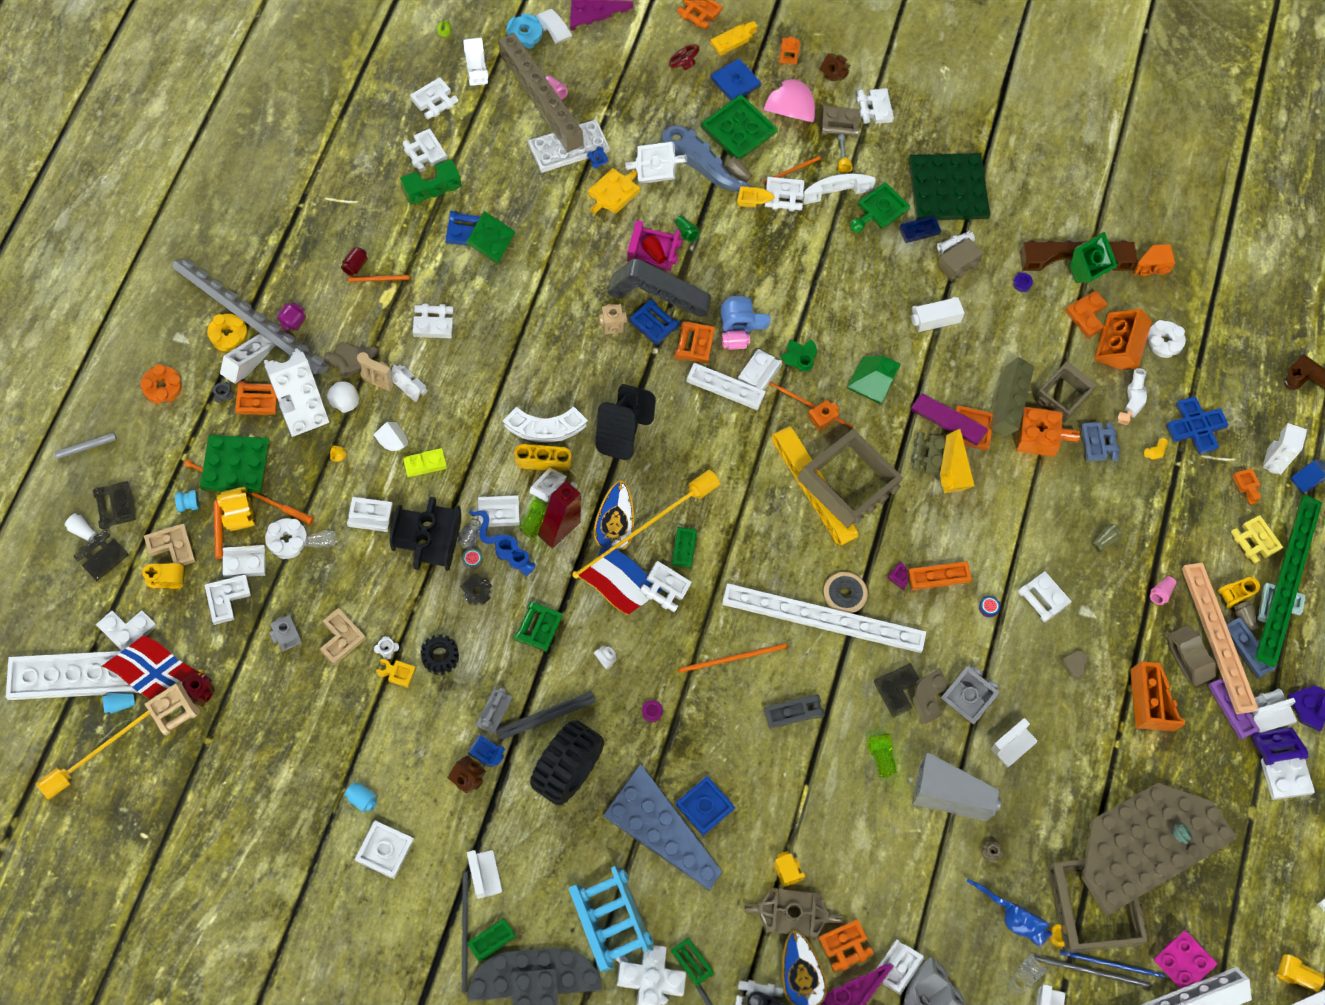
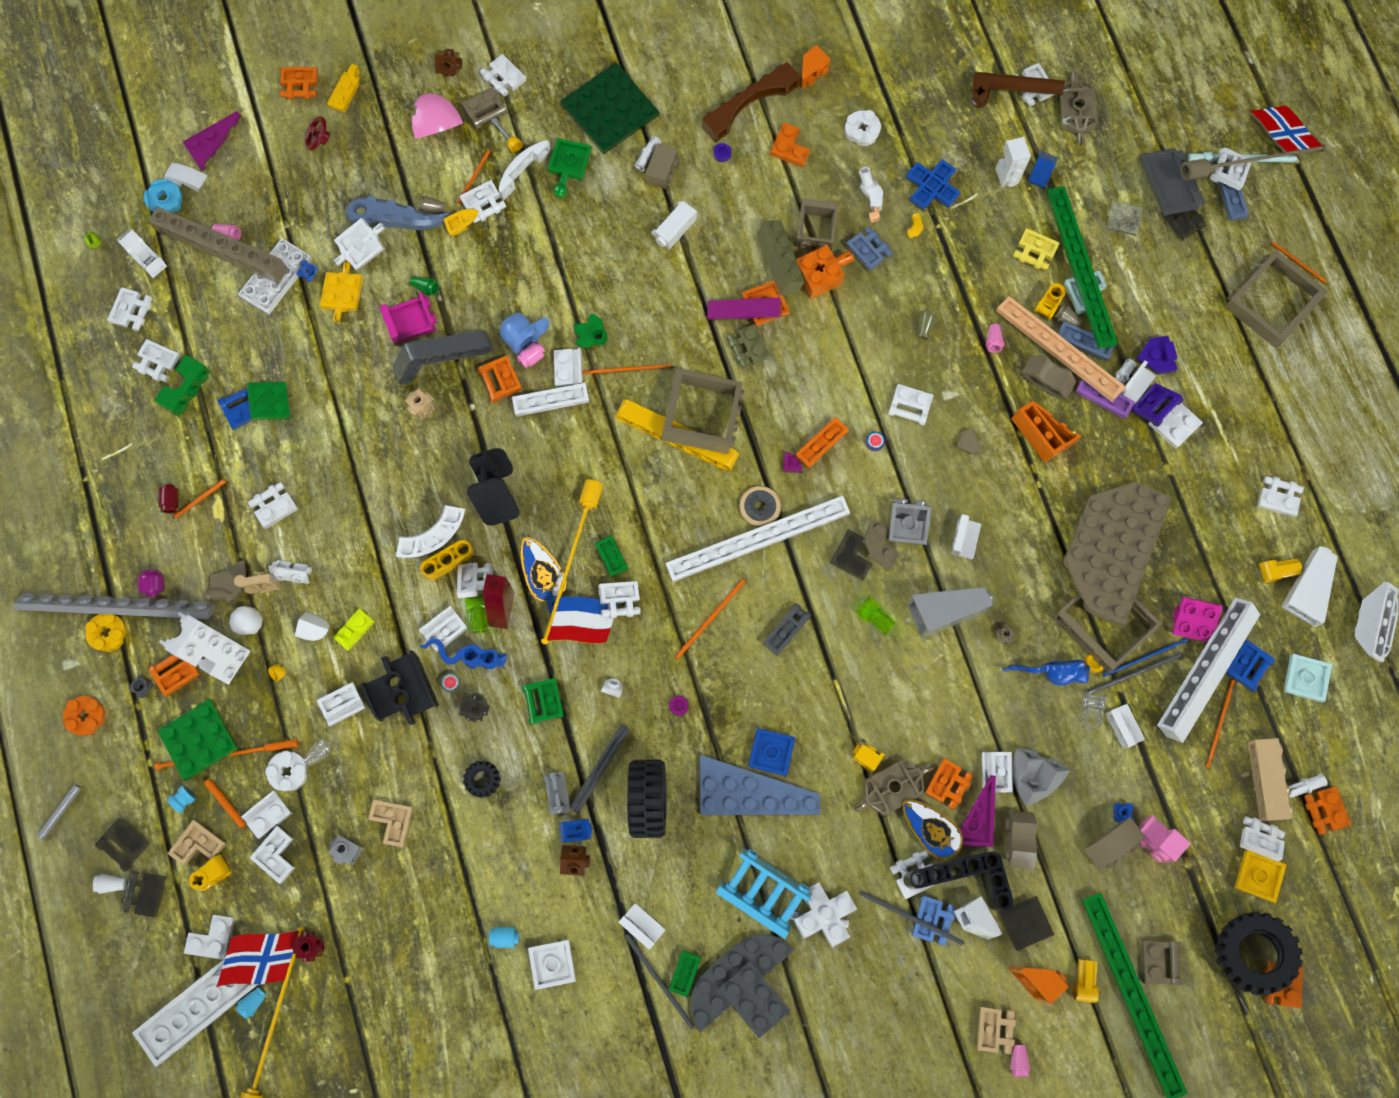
camera: 30 degrees left, 10 degrees up
(167, 703) = (294, 975): tan plate -> none
(237, 509) = (228, 778): yellow brick -> none
(245, 358) = (139, 645): white slope -> none
(386, 642) = (430, 803): white plate -> none
(399, 673) = (461, 817): yellow plate -> none
(468, 536) = (434, 665): clear cone -> none
(651, 326) = (452, 388): blue plate -> none
(653, 248) = (411, 321): red cone -> none
(703, 977) = (862, 885): green tile -> none
(735, 80) = (373, 126): blue plate -> none
(739, 127) = (405, 167): green plate -> none
(789, 45) = (398, 67): orange brick -> none
(820, 420) = (644, 377): orange brick -> none
(874, 377) = (661, 312): green slope -> none
(920, 229) = (612, 160): clear blue plate -> none
(955, 467) = (776, 346): yellow slope -> none
(1092, 259) = (766, 98): green slope -> none
(1123, 339) = (831, 150): orange slope -> none
(1182, 833) = (1135, 524): sand green plate -> none
(1248, 482) = (1000, 207): orange plate -> none

